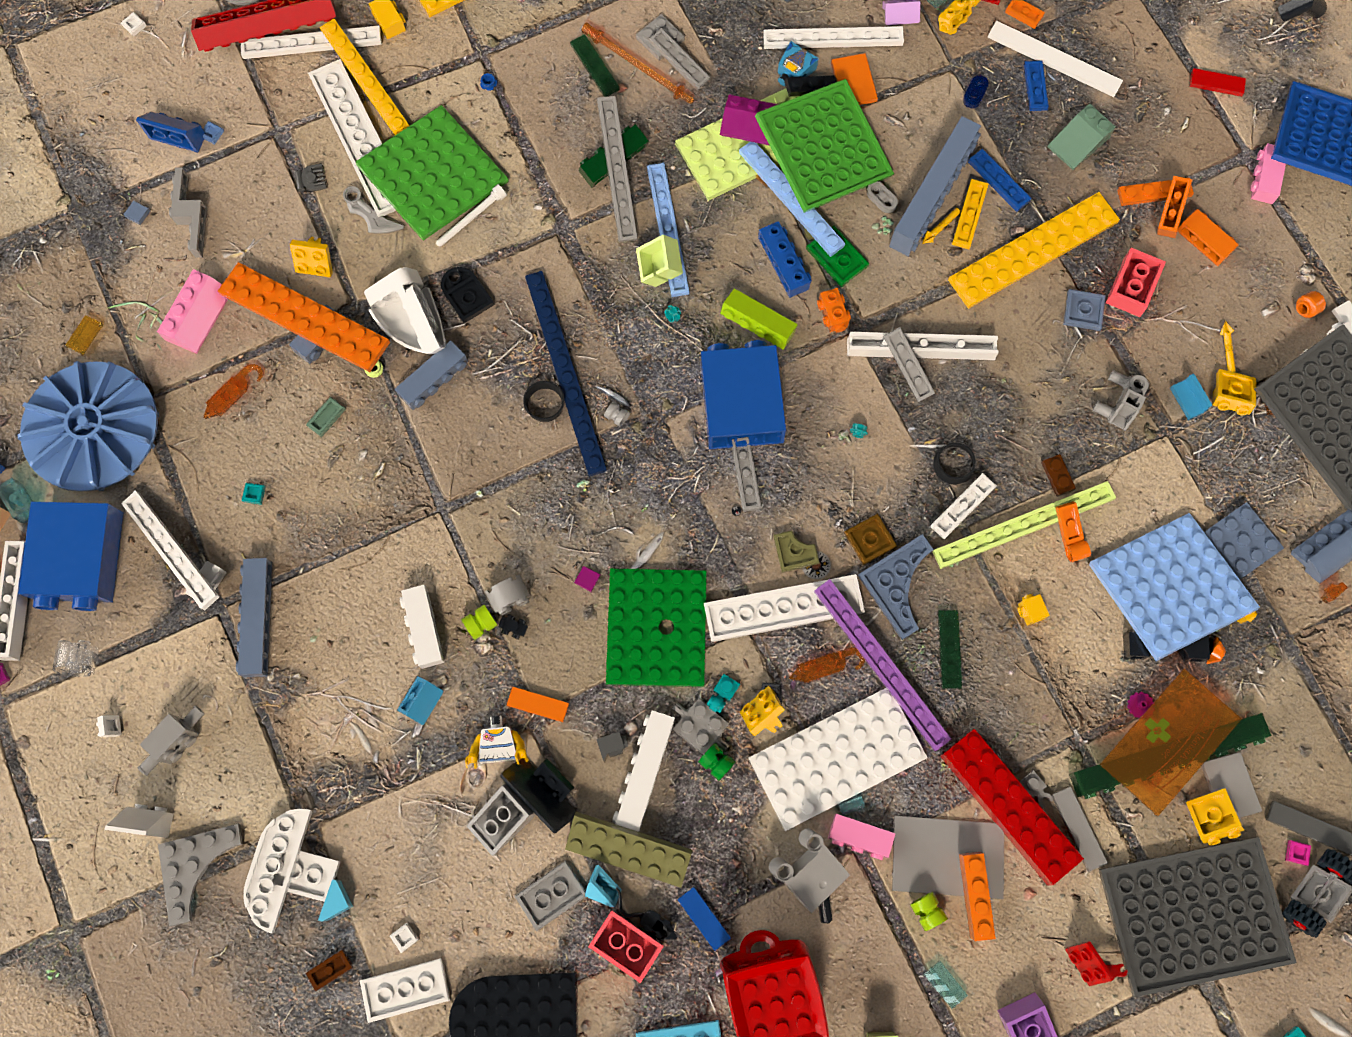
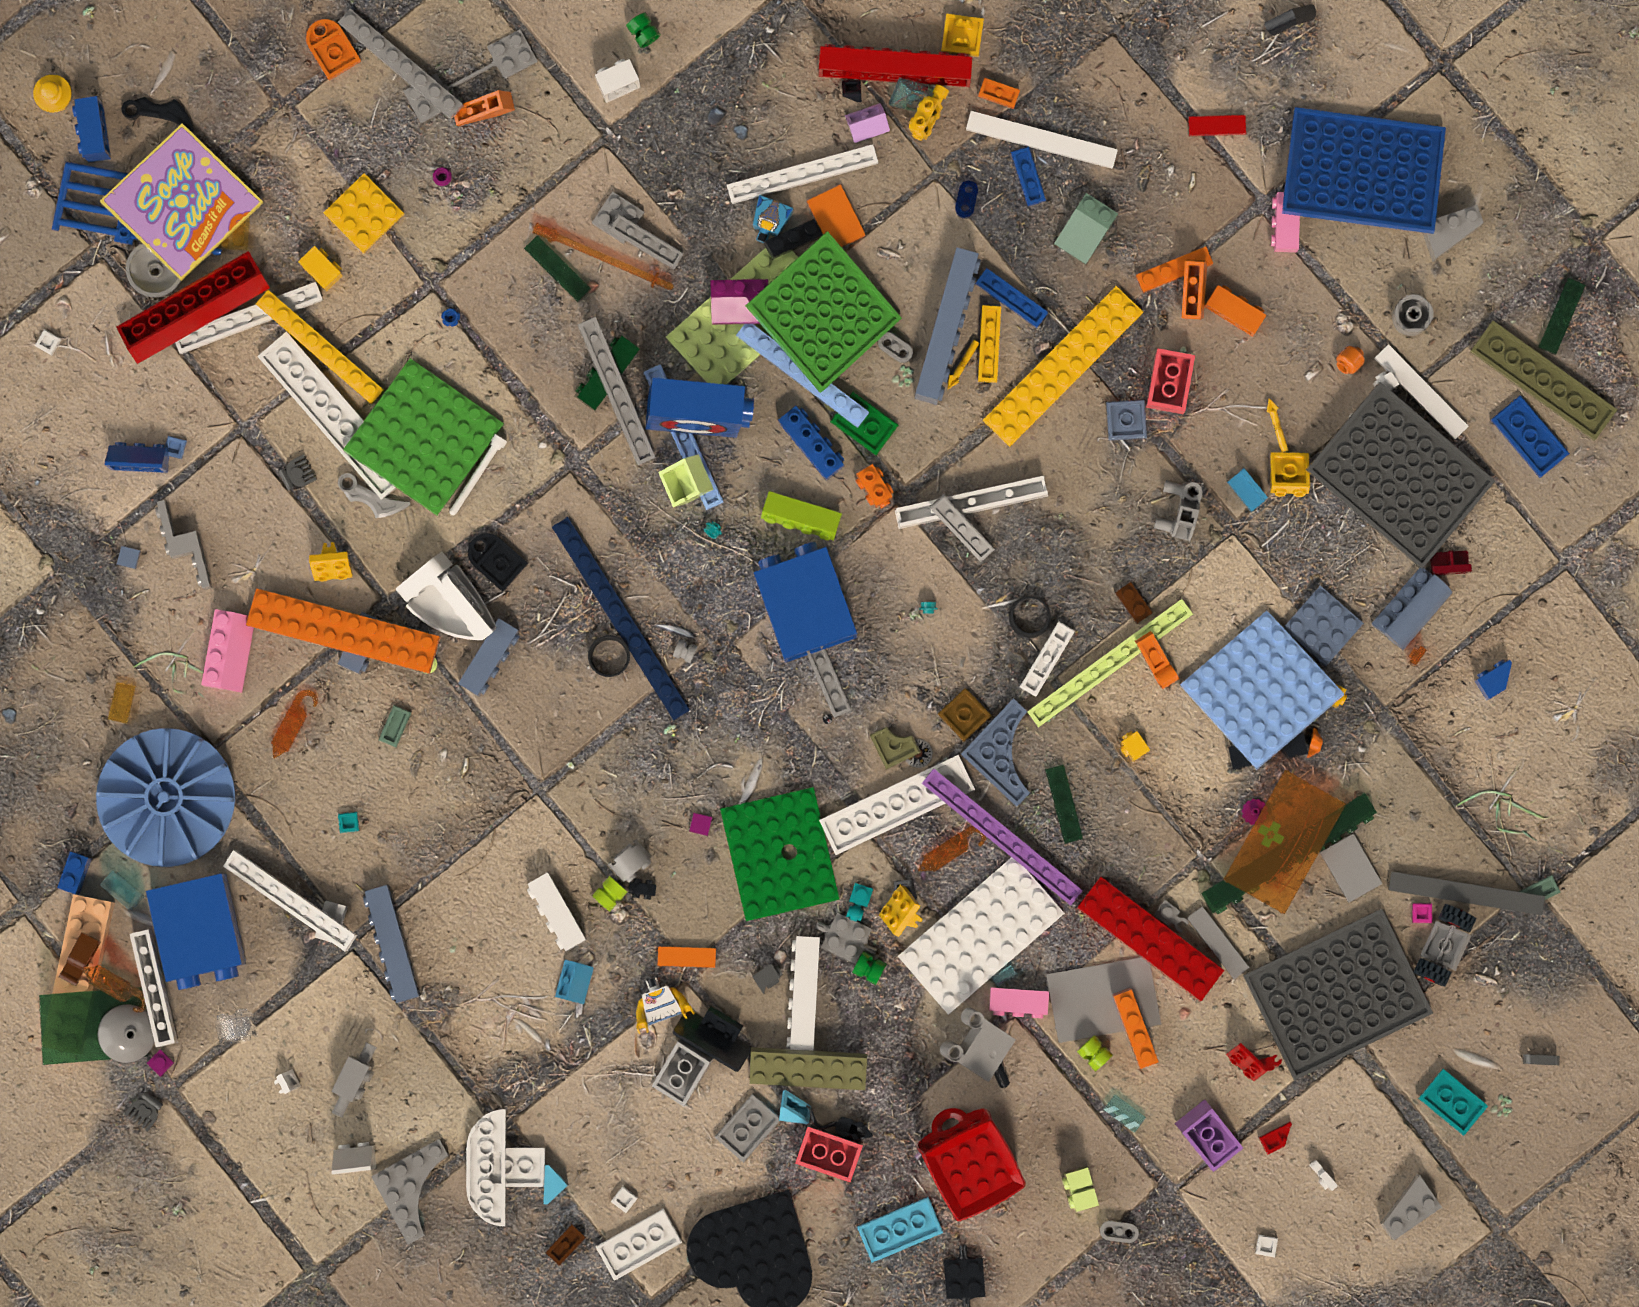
camera: 15 degrees left, 10 degrees up
(687, 193) = (698, 408): none -> blue brick
(704, 918) = (893, 1112): blue tile -> none
(1215, 817) = (1338, 901): yellow plate -> none

